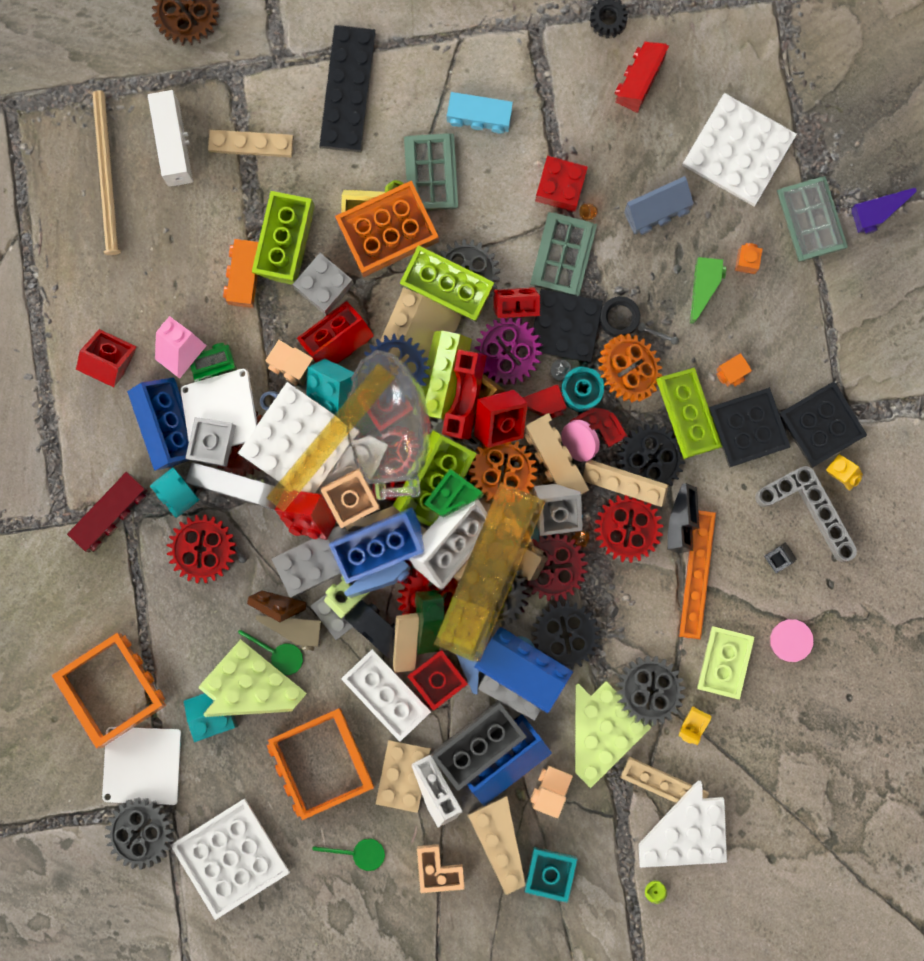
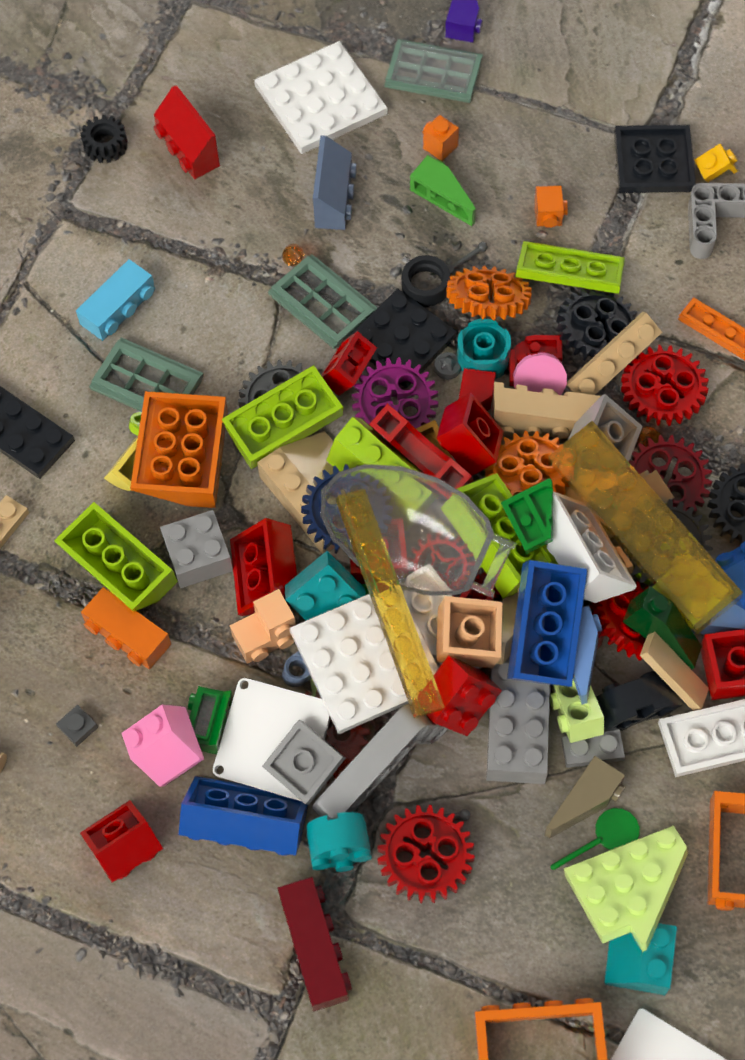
camera: 60 degrees left, 20 degrees down
(164, 283) = (76, 725): none -> dark grey plate
(275, 605) = (545, 801): reddish brown wing -> none
(561, 183) = (247, 262): red brick -> none
(683, 520) = (687, 327): black slope -> none
(749, 427) = (619, 222): black plate -> none

